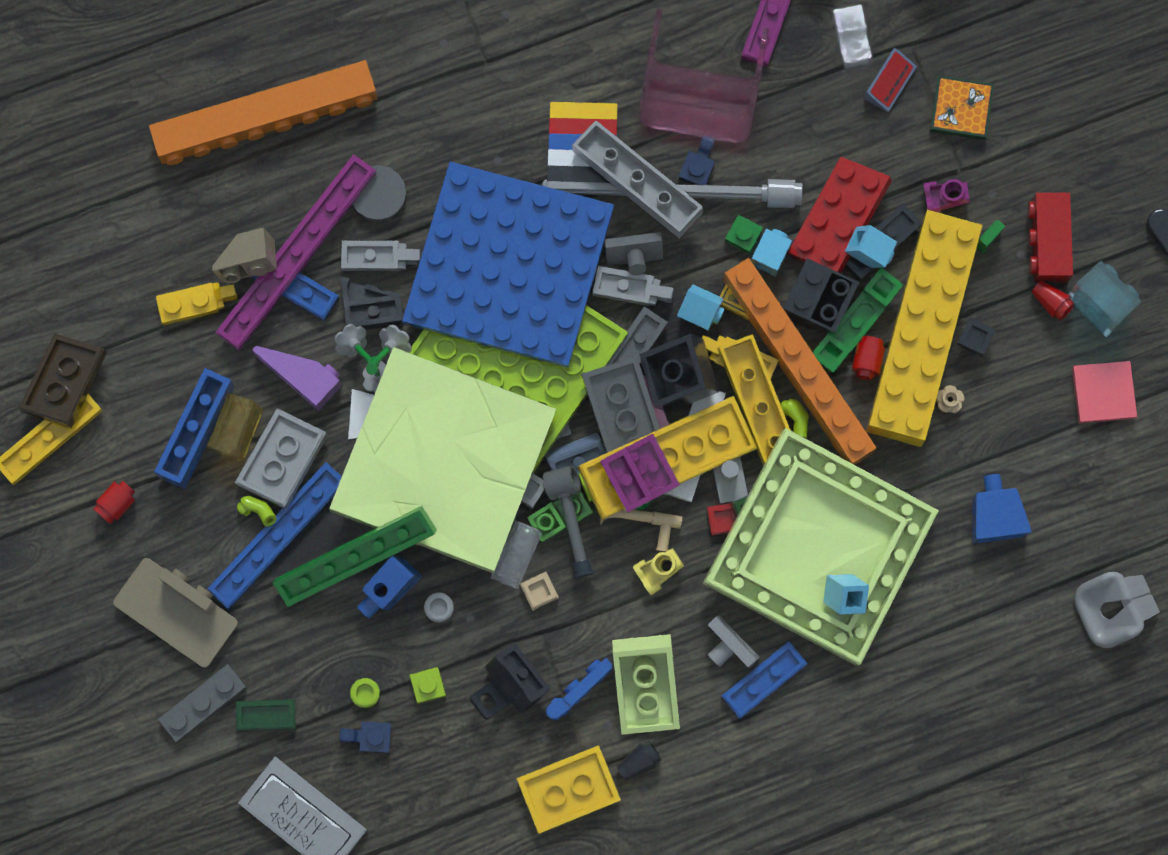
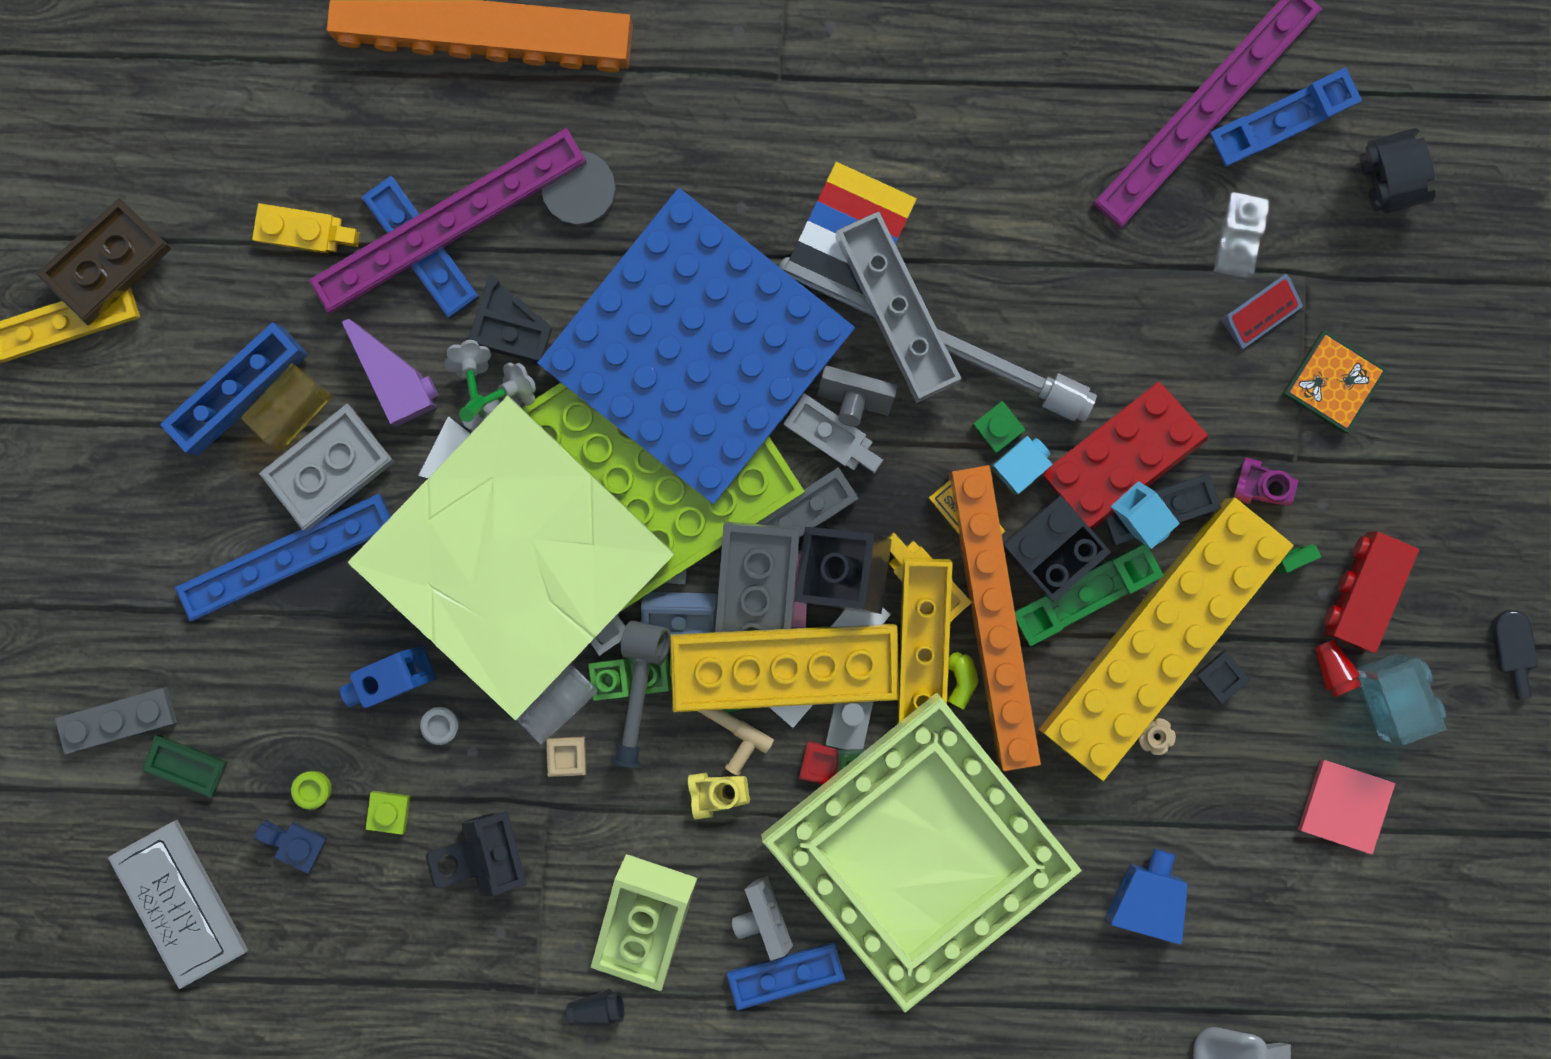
camera: 25 degrees right, 10 degrees up
(114, 501) = (107, 436): red brick -> none
(176, 611) = (127, 599): dark tan bracket -> none
(246, 256) = (382, 202): dark tan slope -> none
(258, 506) = (278, 516): lime arm -> none
(355, 556) = (358, 631): green plate -> none
(377, 256) = (543, 266): light grey hinge -> none
(568, 789) = (499, 1008): yellow plate -> none
(578, 690) = (561, 897): blue hinge -> none
(640, 472) = (740, 677): magenta slope -> none
(696, 99) = (1018, 237): clear pink windscreen -> none
(698, 166) = (979, 319): dark blue plate -> none
(701, 307) = (906, 499): medium azure brick -> none
(846, 594) = (924, 927): medium azure brick -> none
(868, 357) = (1081, 645): red brick -> none

